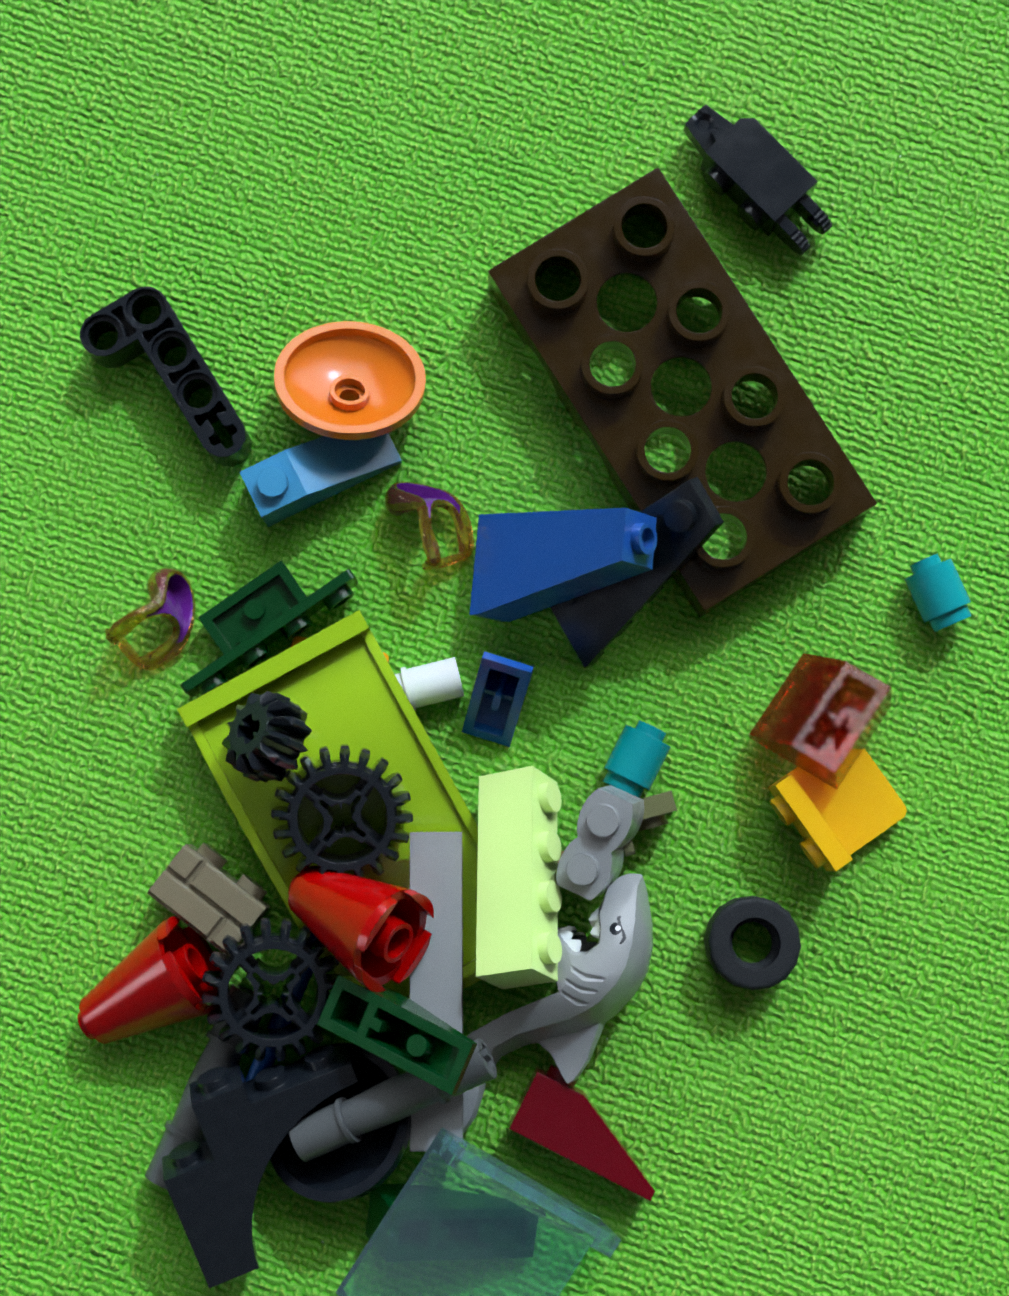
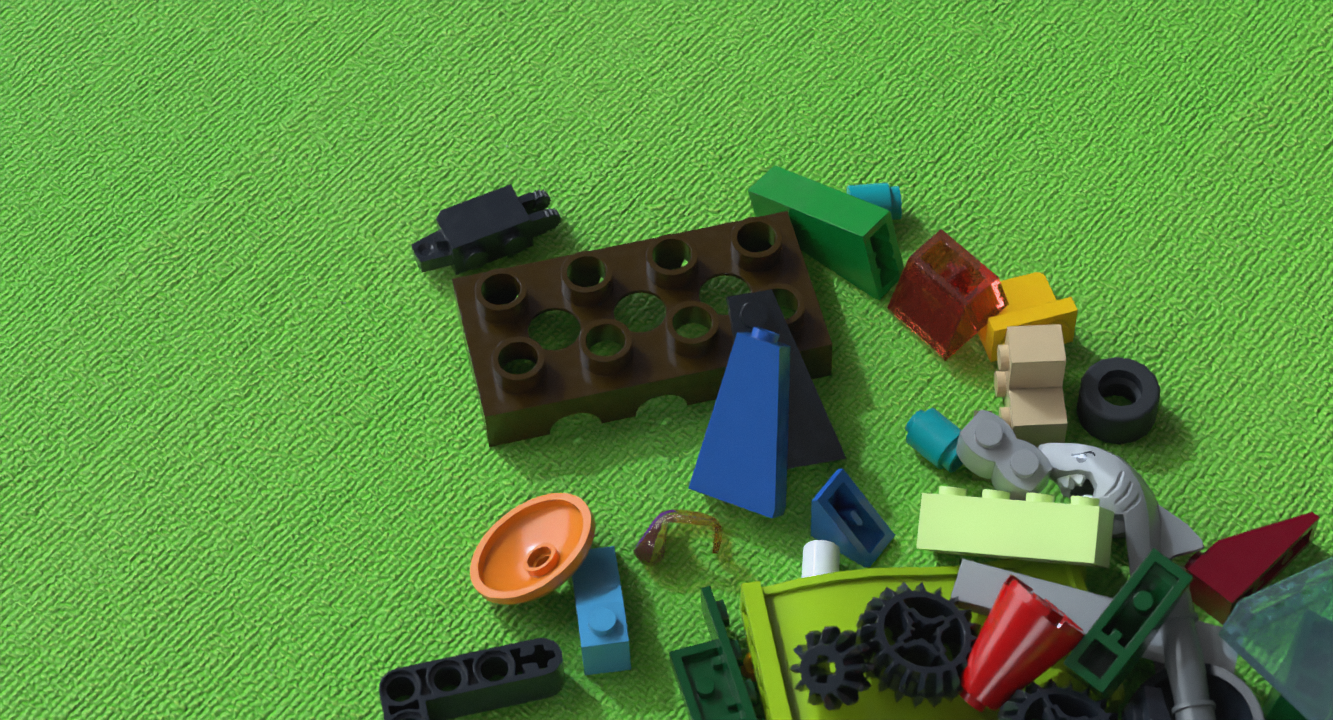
camera: 70 degrees left, 30 degrees down
(725, 848) = (1032, 383): none -> tan brick
(883, 554) = (834, 228): none -> green slope

